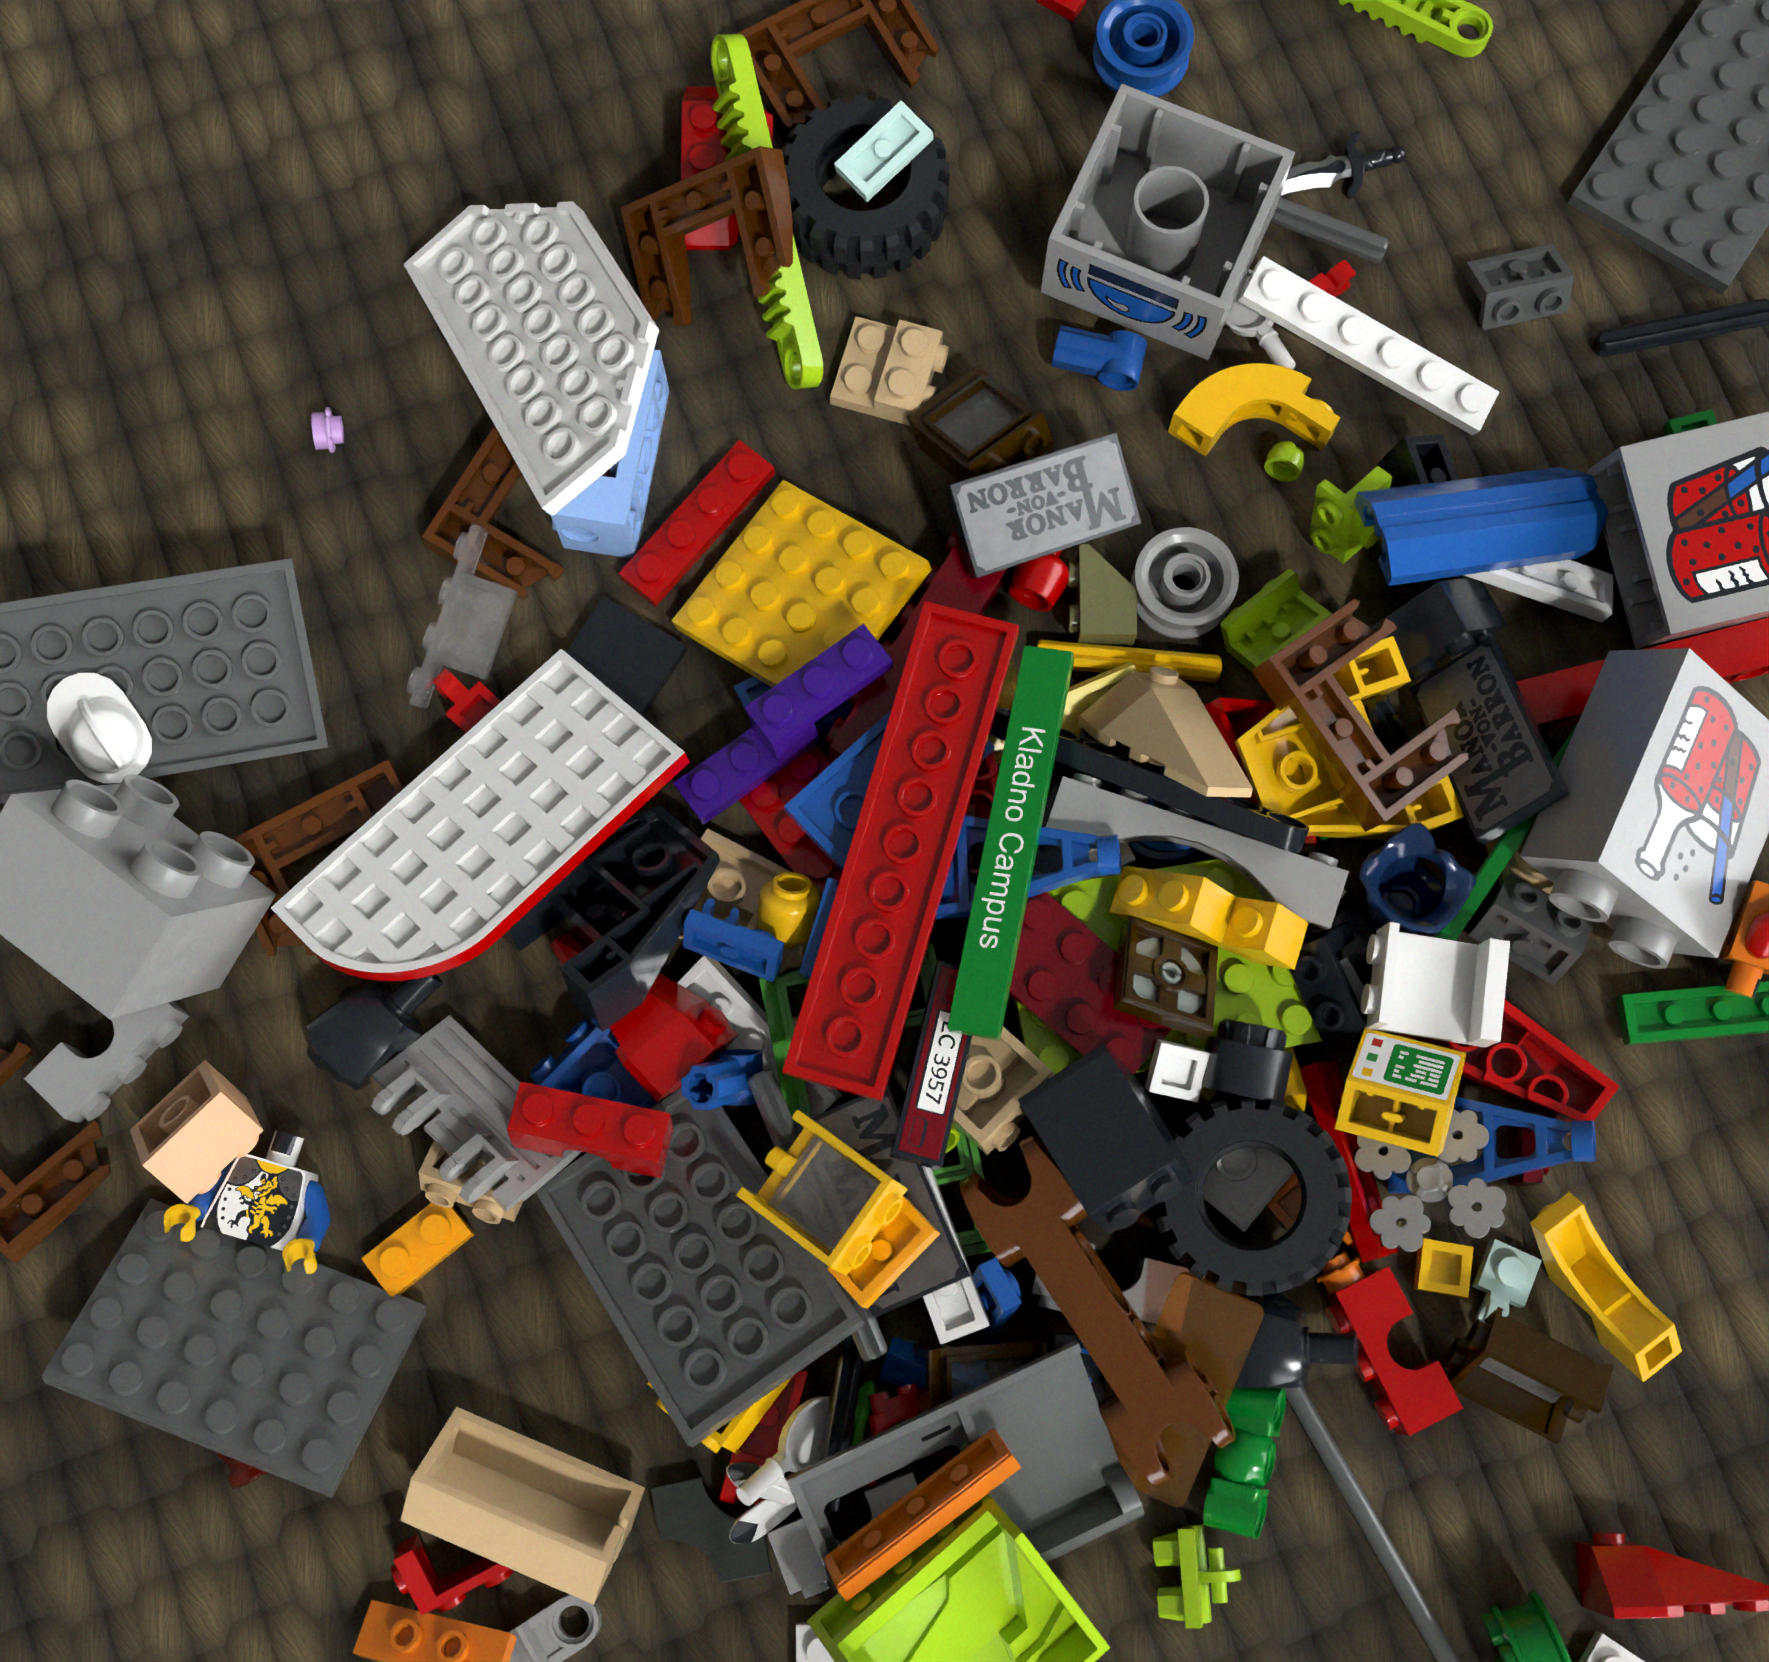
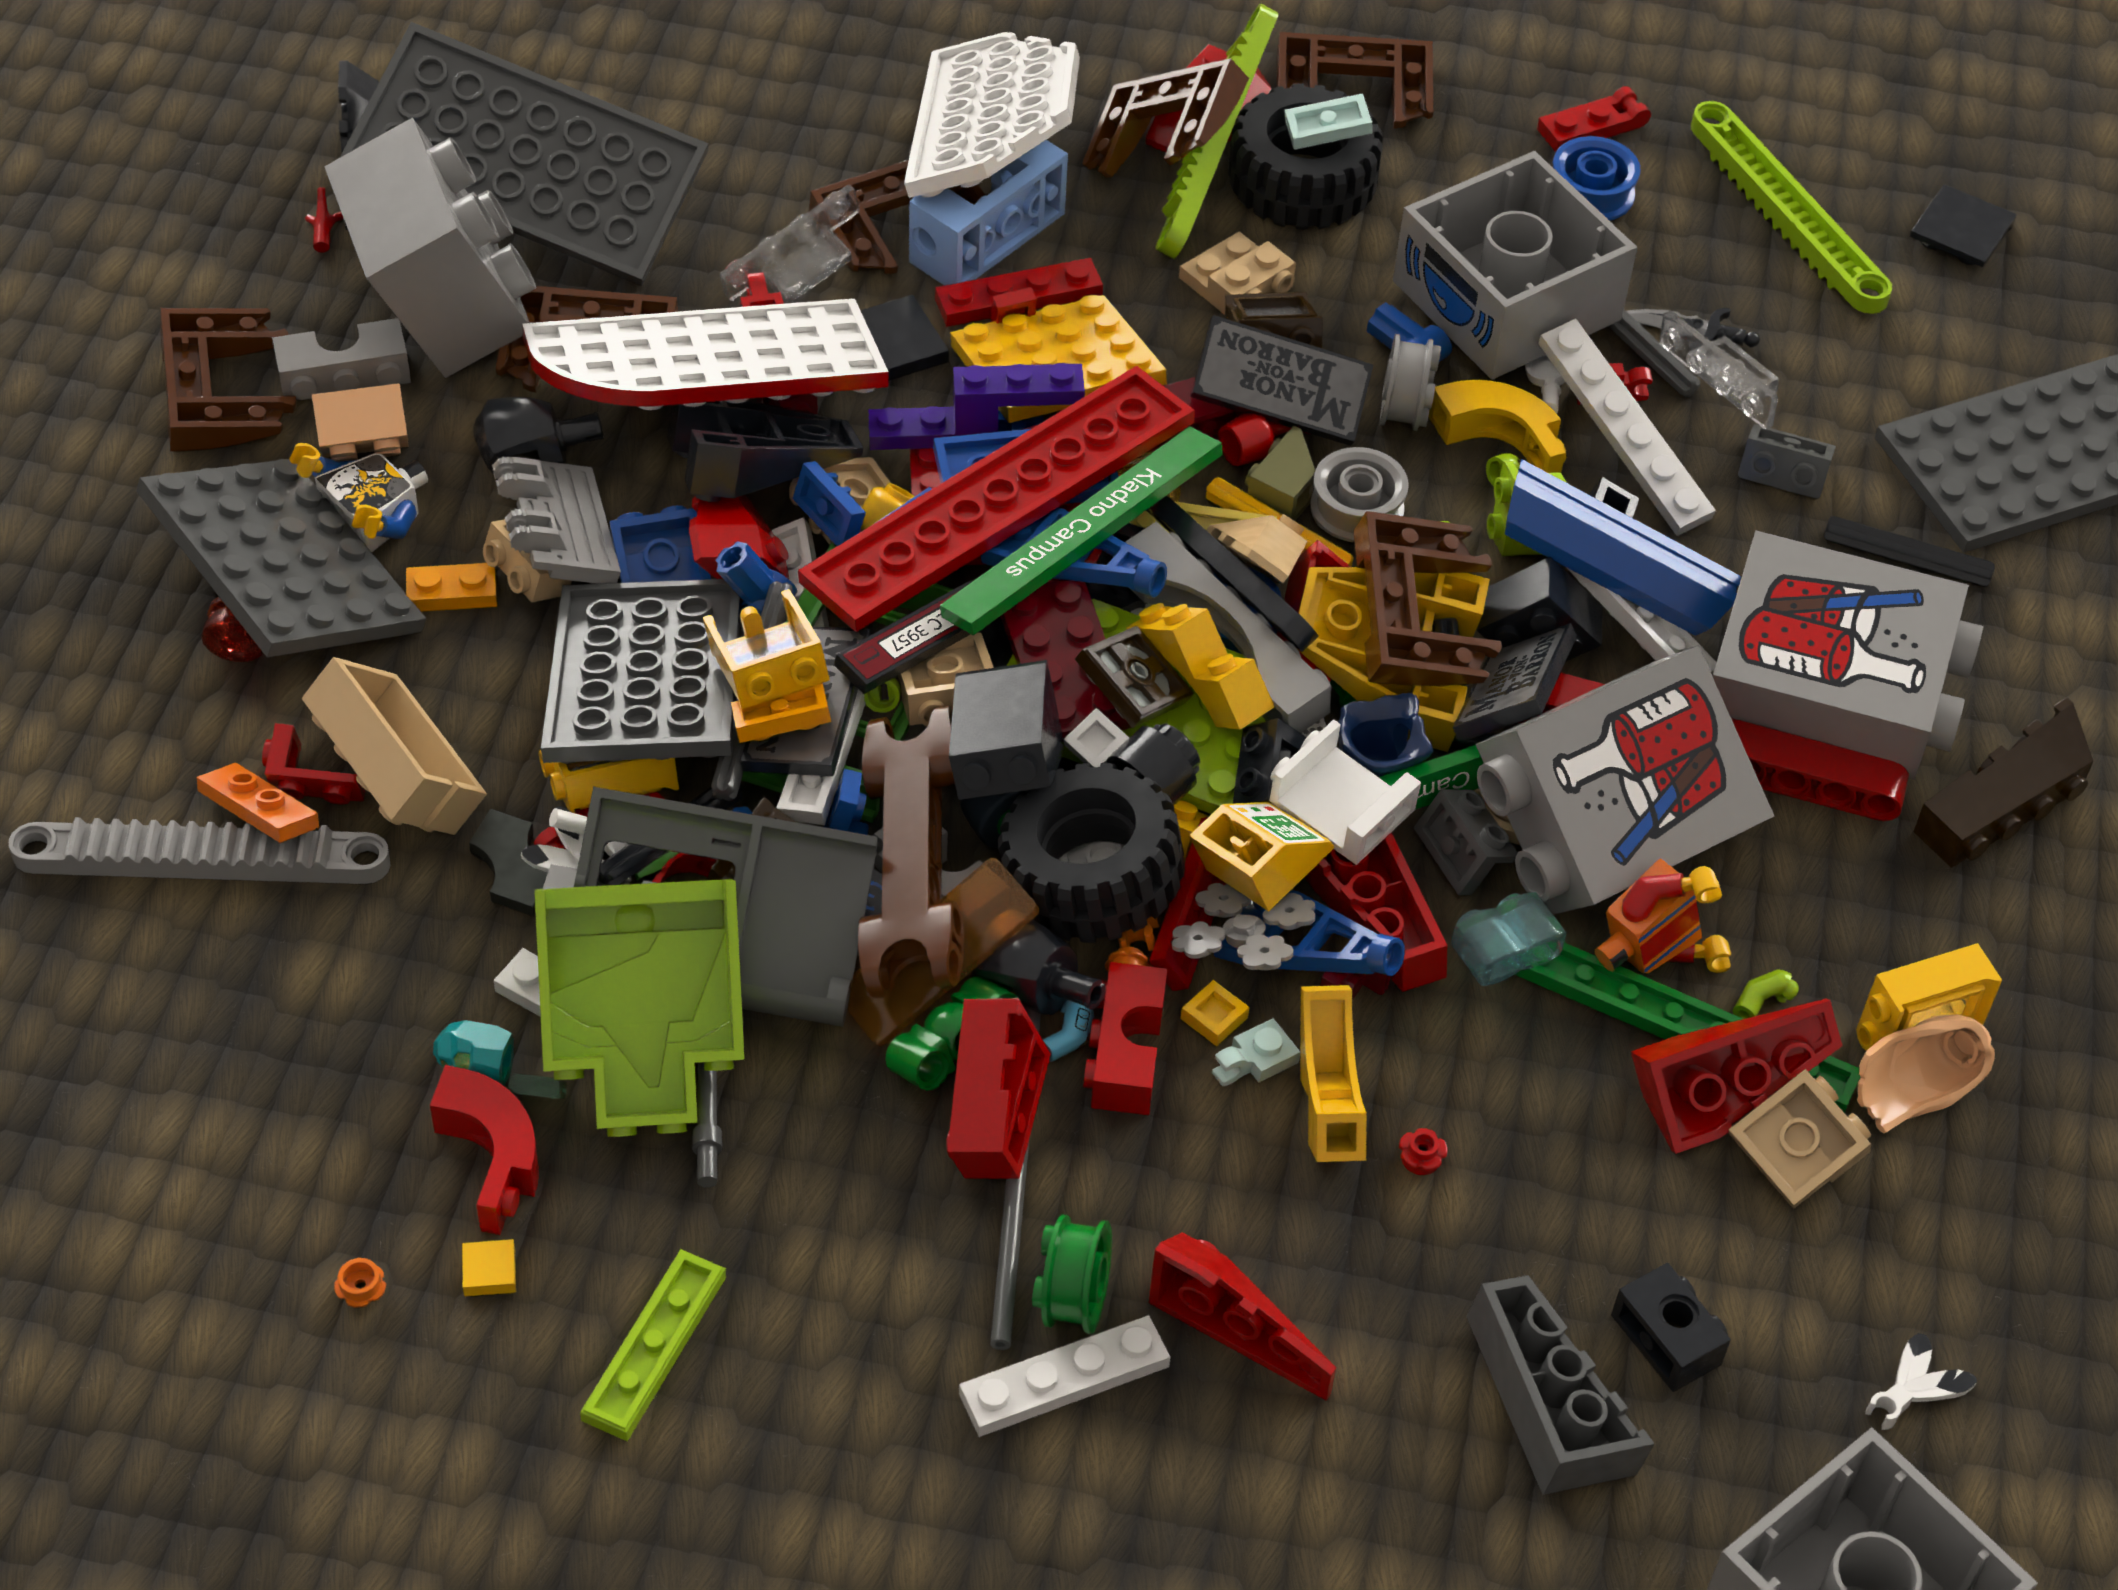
camera: 30 degrees right, 25 degrees down
(98, 727) = (500, 164): white piece -> none
(327, 430) = (797, 112): lavender plate -> none
(561, 1120) = (657, 562): red arch -> none
(711, 553) = (1013, 302): none -> red plate
(920, 1514) = (674, 871): orange tile -> none
(1149, 423) = (1409, 382): none -> light grey wheel
(1192, 1599) = (853, 1085): lime hips -> none
(1334, 1385) = (1074, 1031): none -> medium azure arm
(1336, 1510) = (995, 1088): none -> red wedge
(1408, 212) = (1724, 368): none -> clear bracket
(1526, 1375) = (1220, 1094): dark brown window -> none
(1651, 1030) = (1508, 938): none -> clear light blue brick
(1692, 1295) = (1421, 1161): none -> red plate

